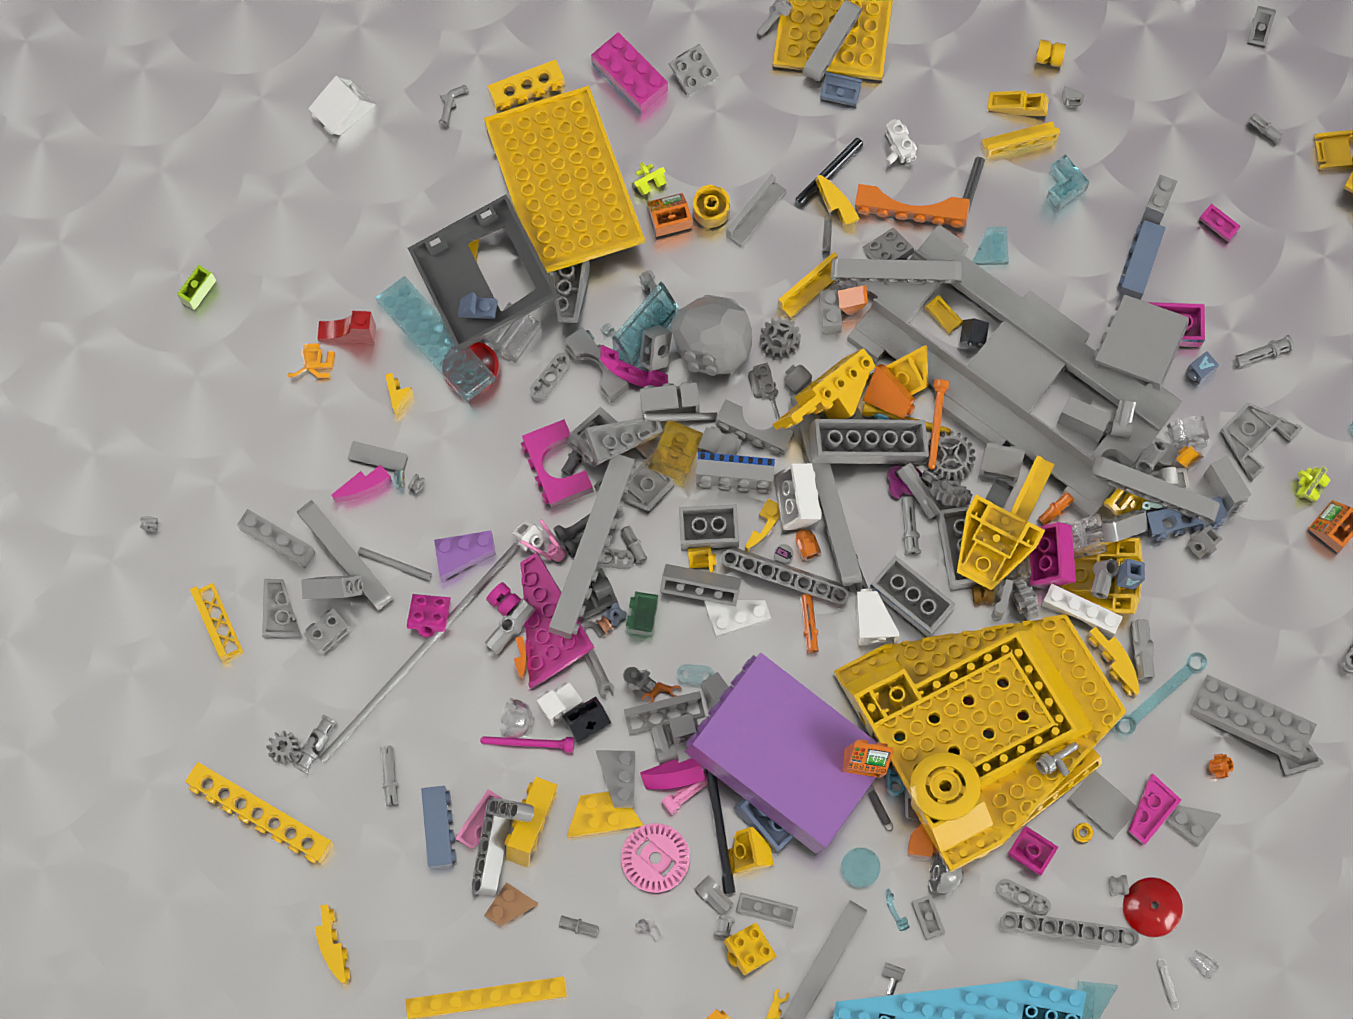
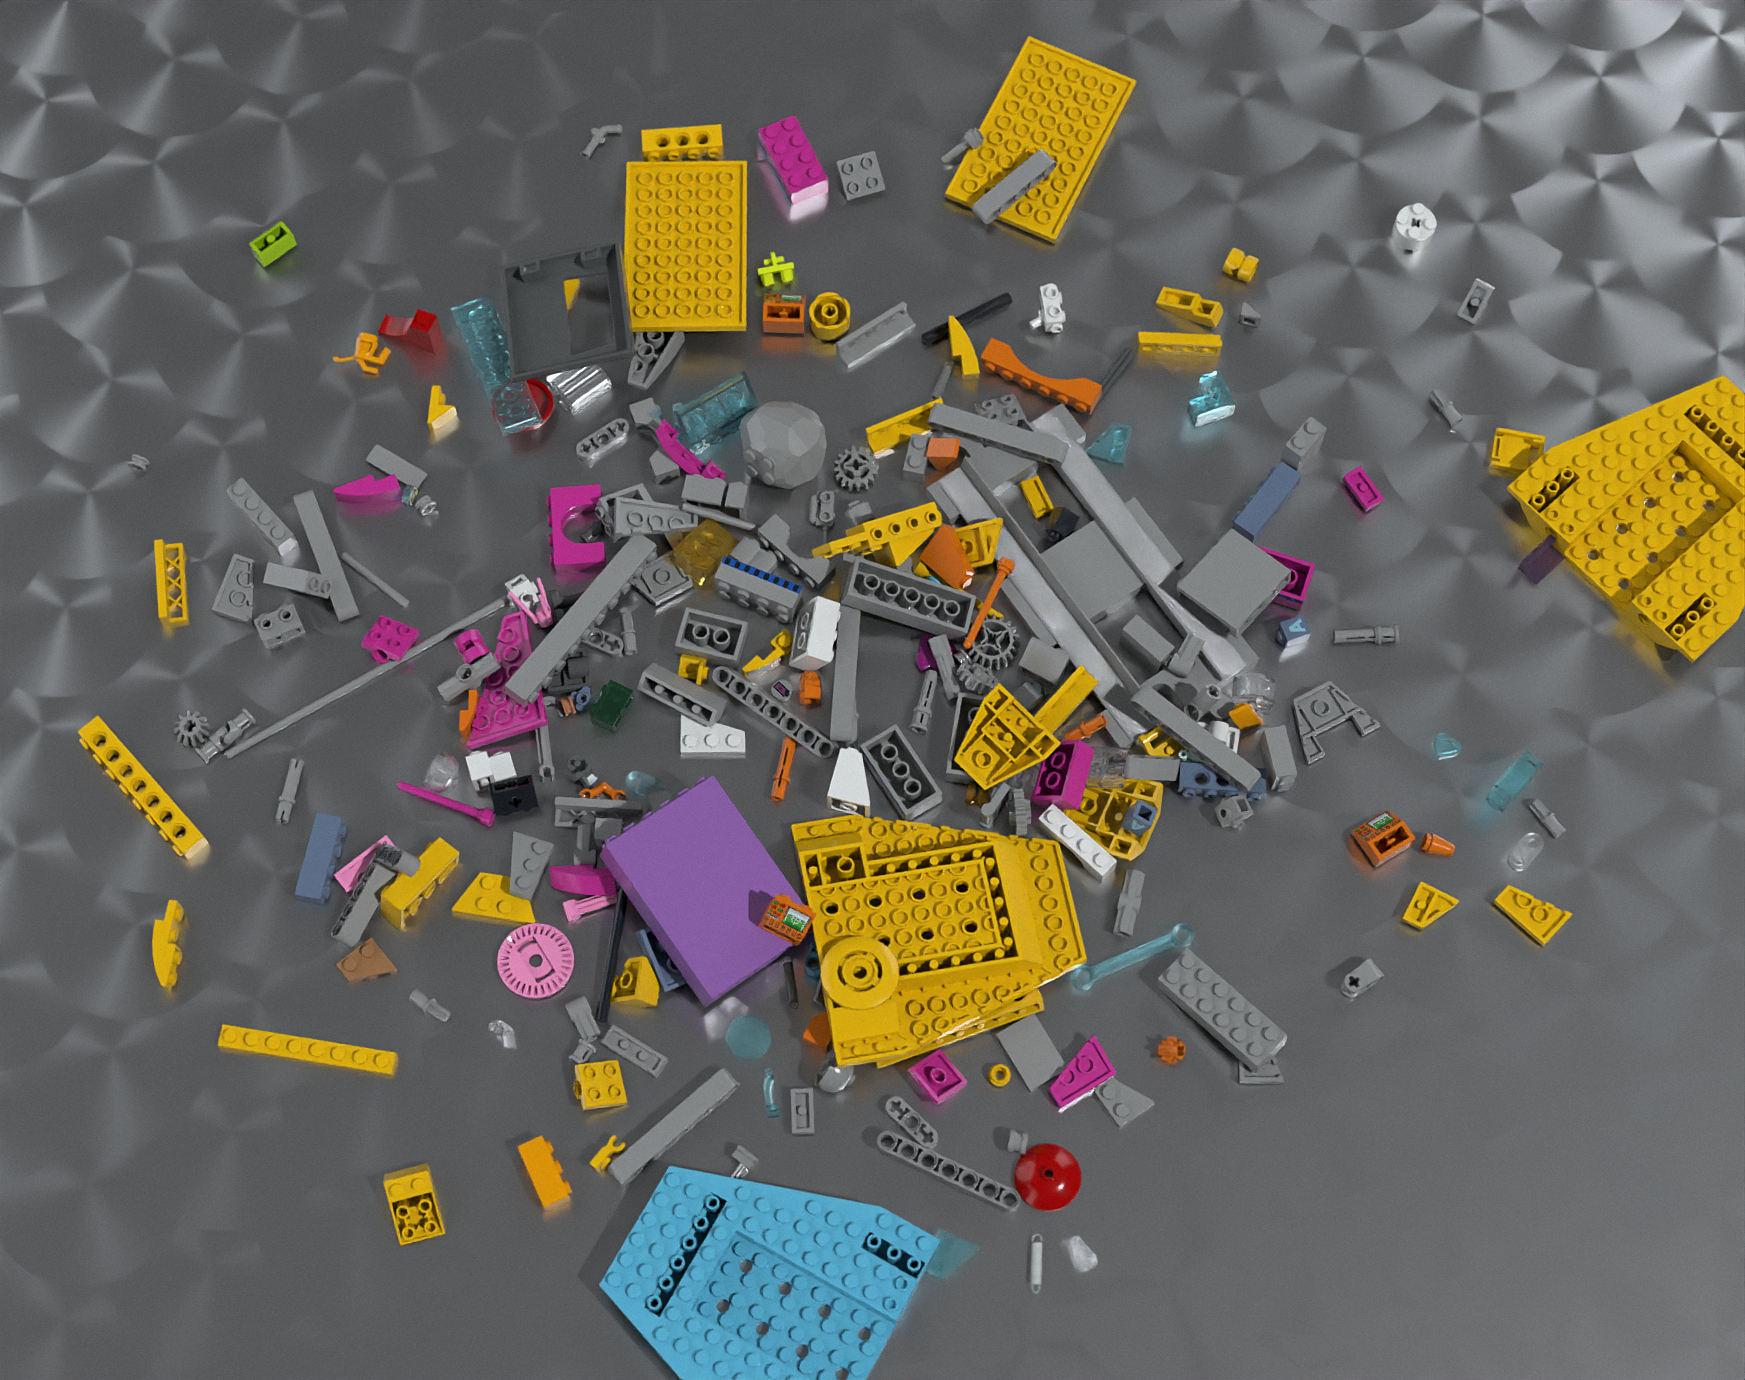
camera: 15 degrees right, 5 degrees down
(340, 105) = (485, 108): white slope -> none
(463, 551) = (447, 587): medium lavender wedge -> none
(476, 307) = (547, 343): sand blue slope -> none
(647, 281) = (735, 368): light grey plate -> none
(655, 347) = (719, 440): light grey brick -> none
(841, 89) = (1007, 239): sand blue plate -> none
(1047, 764) = (979, 986): light grey piece -> none
(1103, 578) = (1110, 814): light grey piece -> none
(1121, 667) = (1099, 913): yellow slope -> none
(1309, 480) = (1379, 780): neon yellow hips -> none

